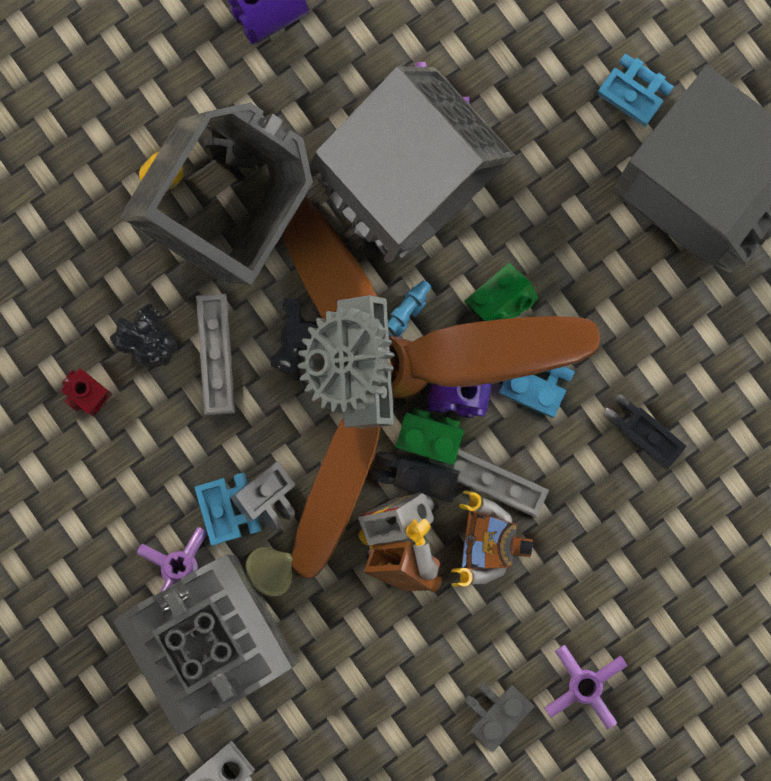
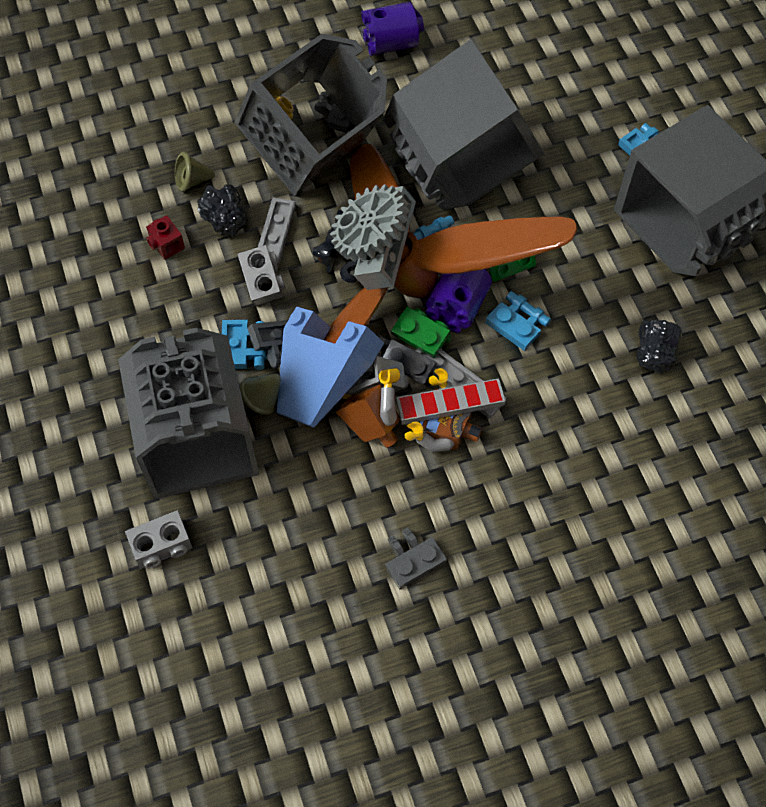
camera: 15 degrees right, 20 degrees down
(84, 291) = (190, 172): none -> olive hat
(214, 420) = (257, 276): none -> light grey brick
(326, 541) = (318, 371): none -> medium blue wedge
(491, 525) = (450, 401): none -> tile
(593, 698) = (493, 564): medium lavender bar -> none
(647, 433) = (598, 376): black hinge -> none
(706, 377) = (658, 345): none -> black hair

